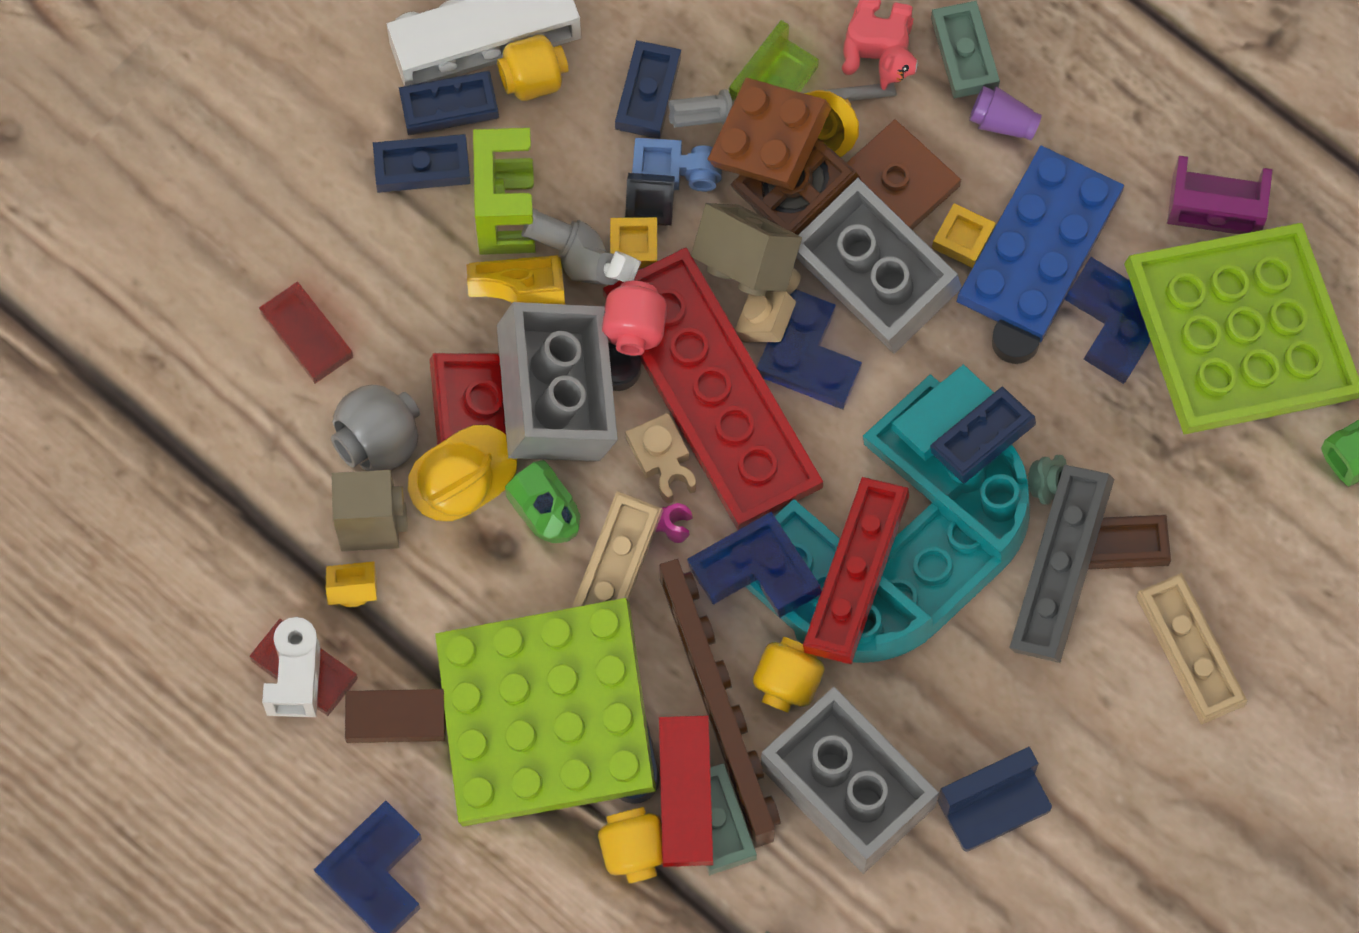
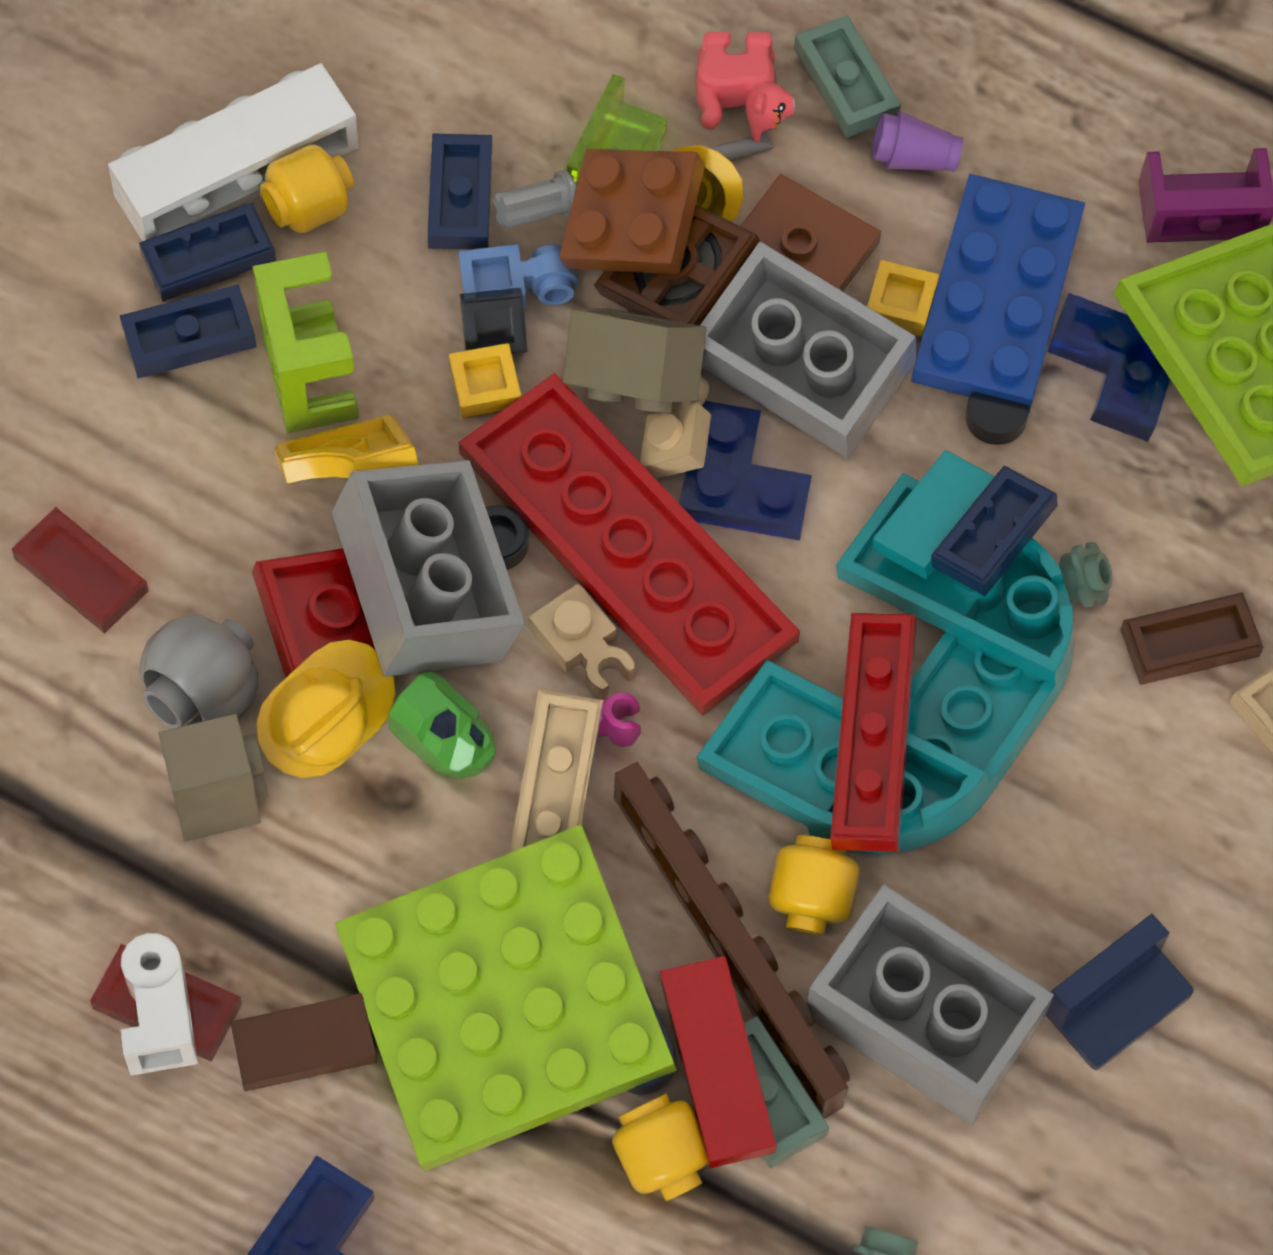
camera: 15 degrees left, 5 degrees down
(351, 584) = (209, 880): yellow plate -> none
(581, 251) = (422, 401): light grey arm -> none
(634, 317) = (511, 466): coral head -> none
(761, 555) = (738, 736): clear blue plate -> none
(1062, 563) = (1130, 676): dark grey plate -> none

